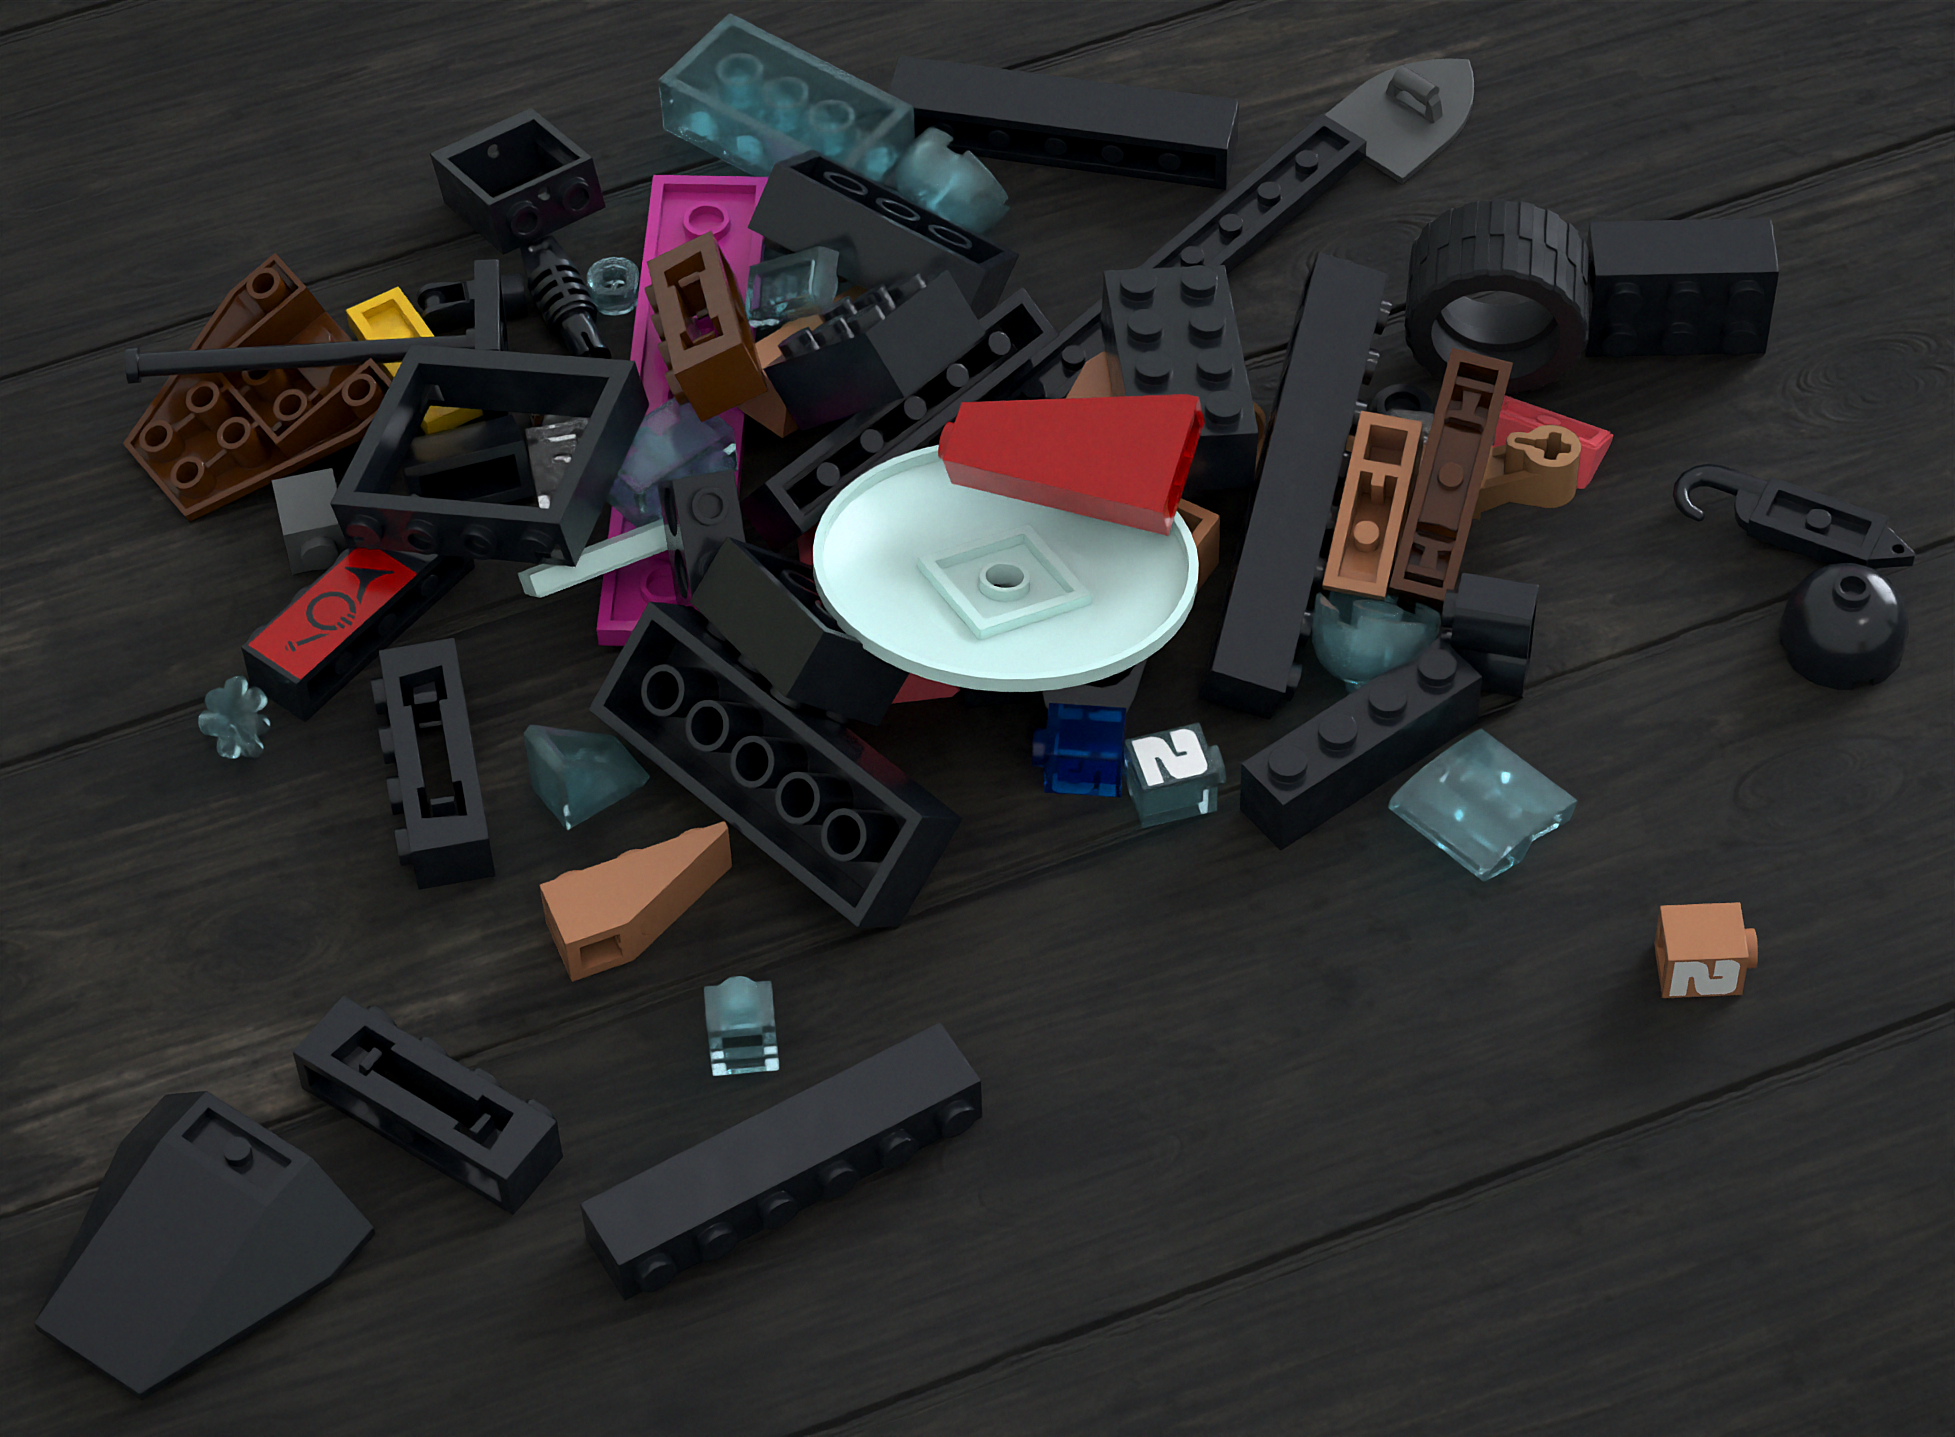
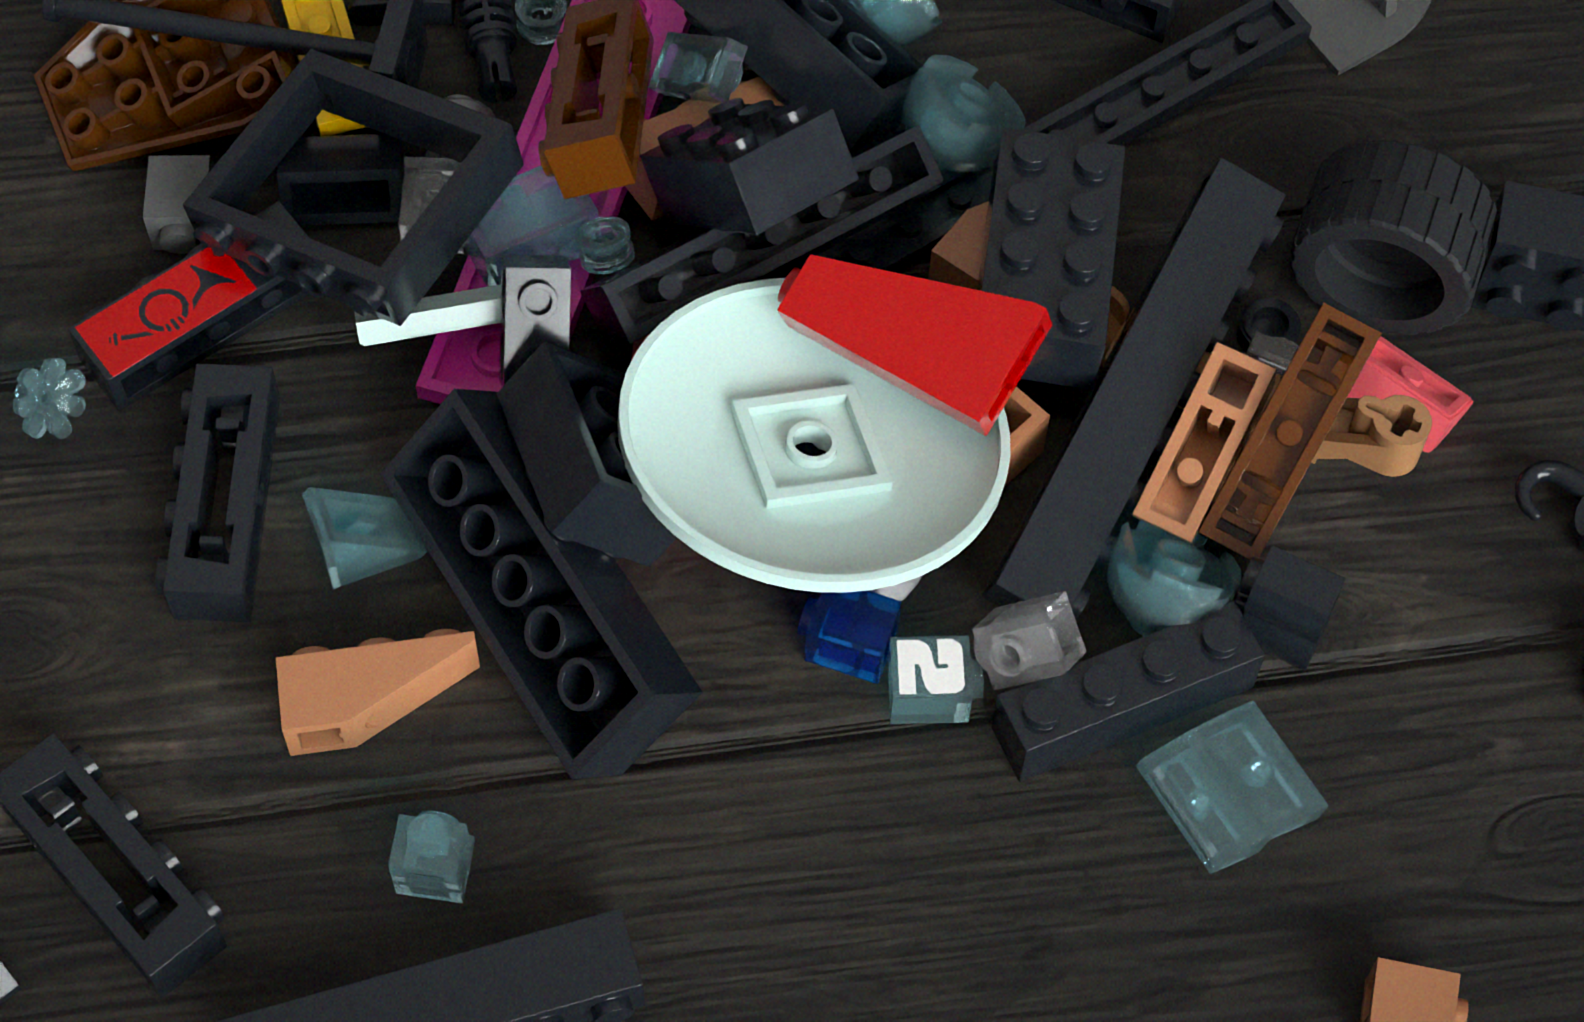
camera: 10 degrees right, 10 degrees up
(750, 458) = (604, 245): none -> clear light blue bush
(1058, 279) = (959, 114): none -> clear light blue cylinder
(1256, 712) = (1028, 641): none -> clear brick

